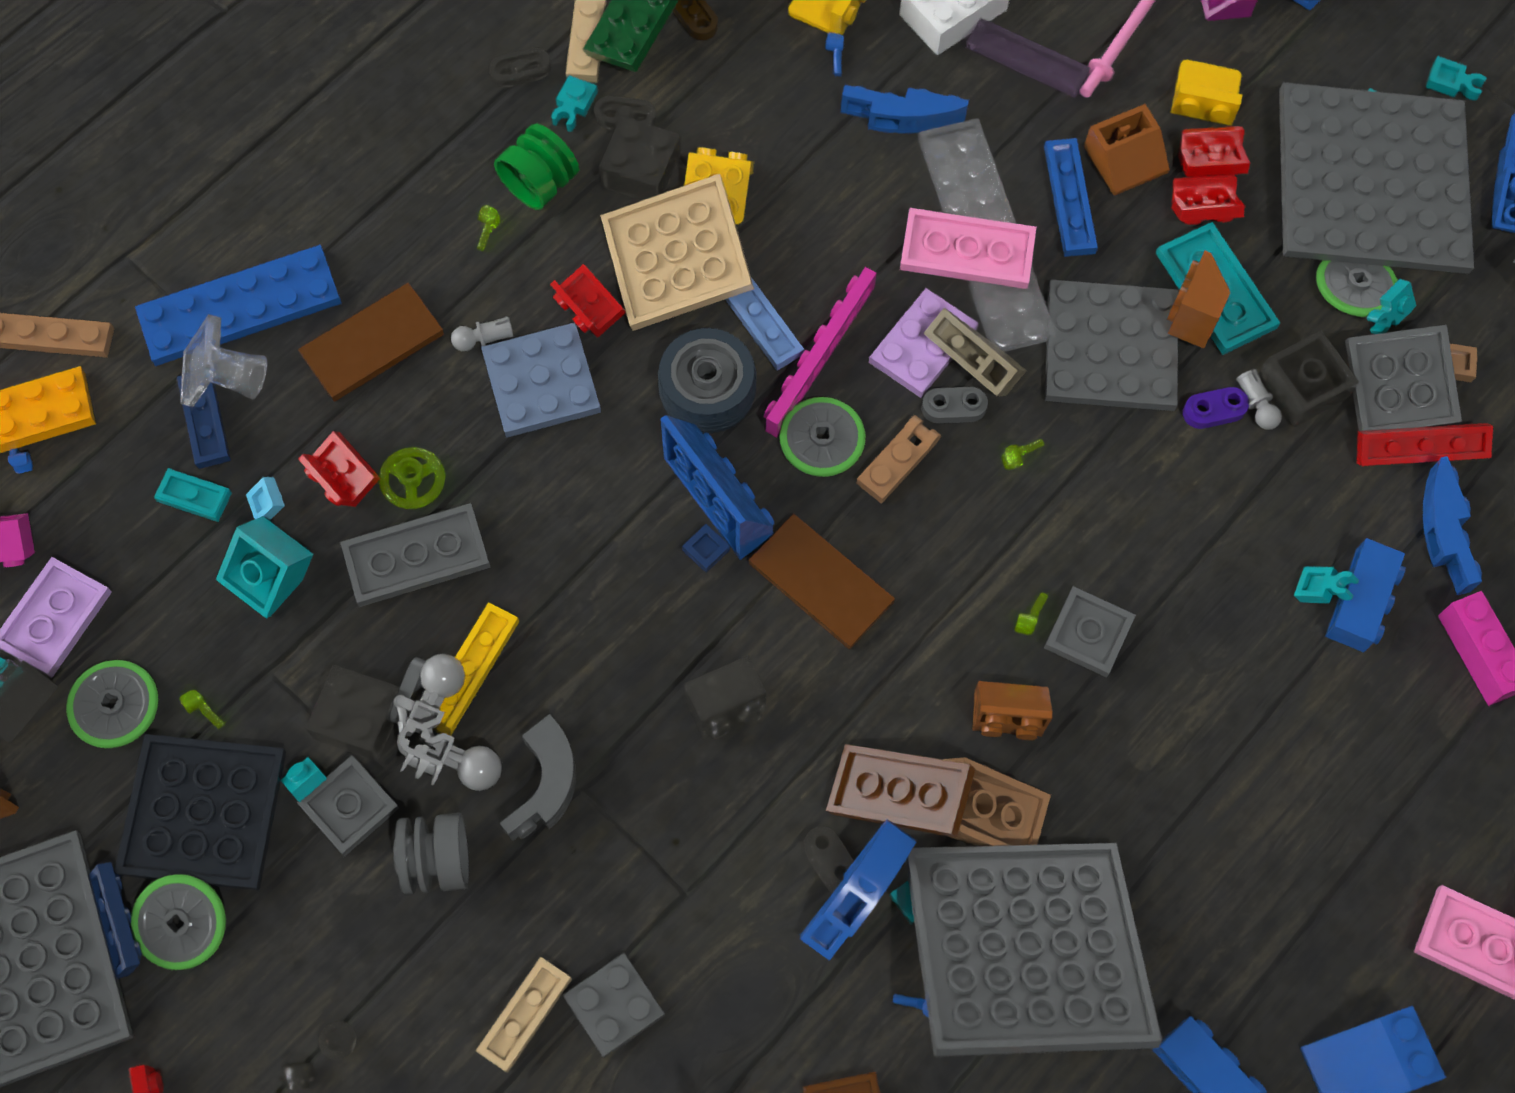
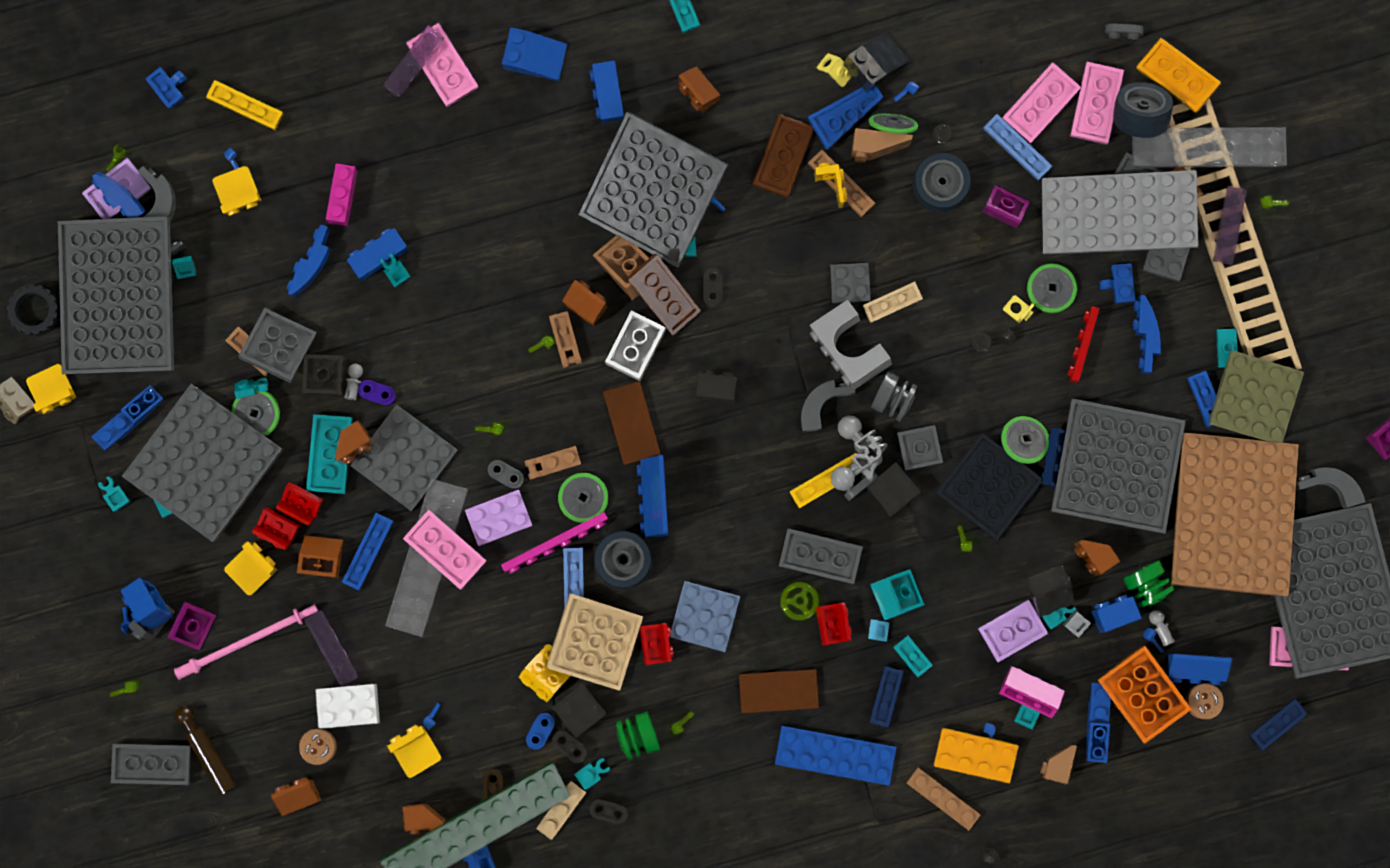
camera: 145 degrees left, 15 degrees up
(92, 694) = (995, 577): dark grey wheel -> none
(208, 363) = (868, 714): clear plant -> none
(303, 779) = (934, 472): teal plate -> none
(465, 338) = (729, 662): light grey pin -> none
(603, 893) = (854, 369): none -> light grey arch
(678, 112) = (540, 731): none -> blue plate
(706, 548) = (677, 472): dark blue plate -> none
(859, 890) = (709, 261): blue slope -> none
(891, 689) = (635, 346): none -> white brick
(897, 114) = (414, 651): blue slope -> none
(975, 353) = (480, 488): dark tan slope -> none
(1003, 641) = (565, 338): none -> medium nougat plate
(1089, 631) = (521, 318): dark grey plate -> none
(1424, 444) = (290, 308): red plate -> none

